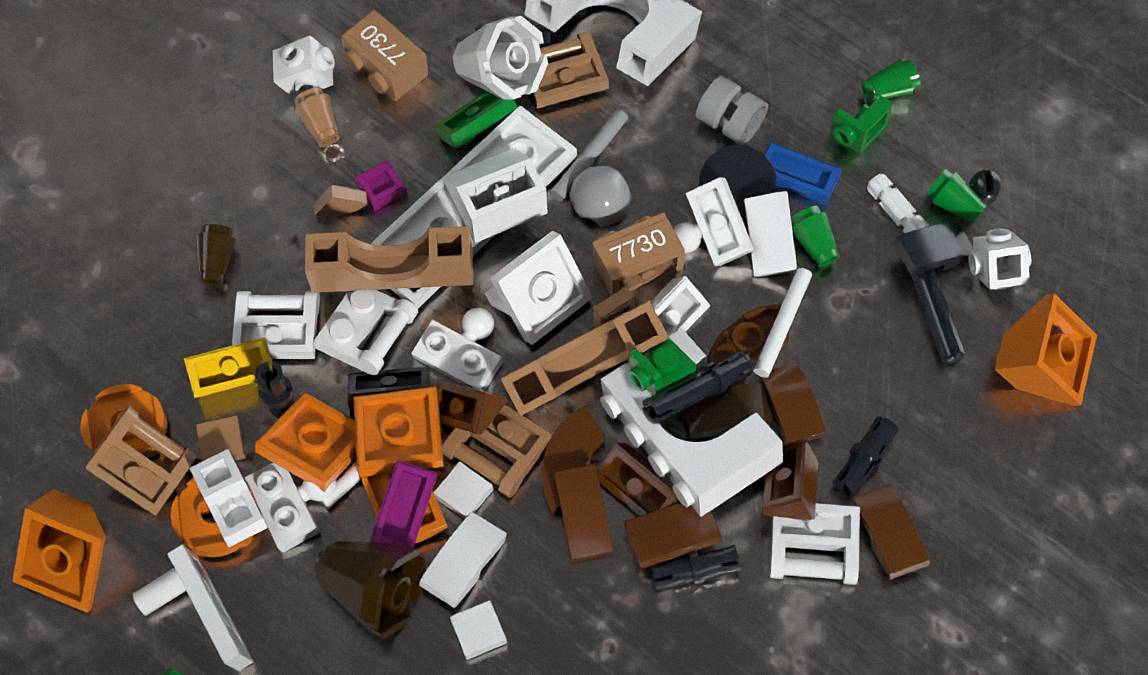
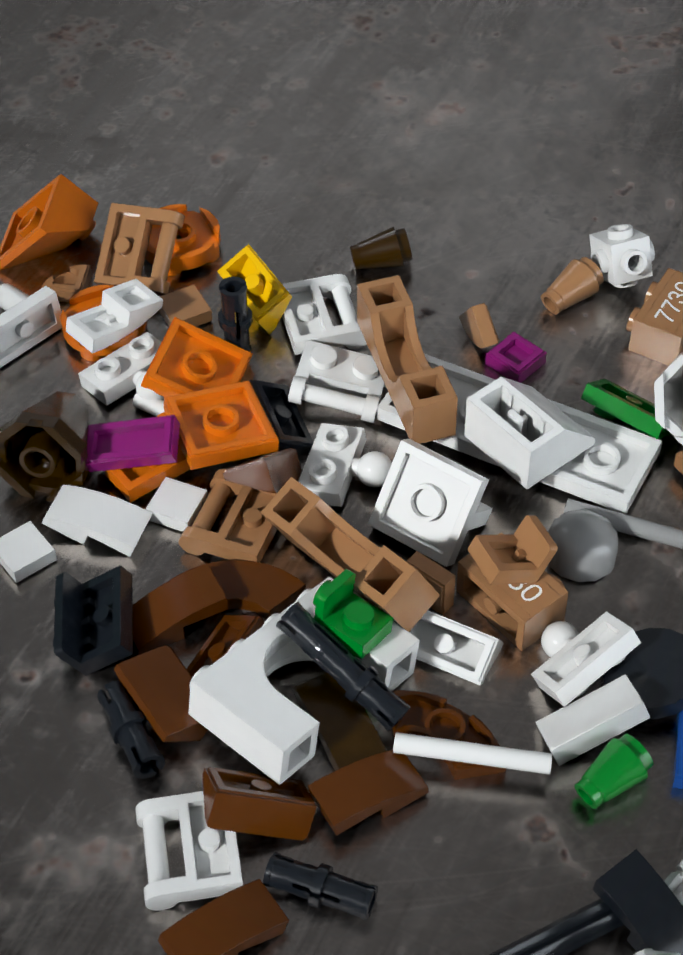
camera: 75 degrees right, 15 degrees down
(145, 541) = (70, 282): none -> medium nougat tile
(580, 575) = (93, 620): none -> black bracket
(632, 233) = (516, 556): none -> medium nougat bracket

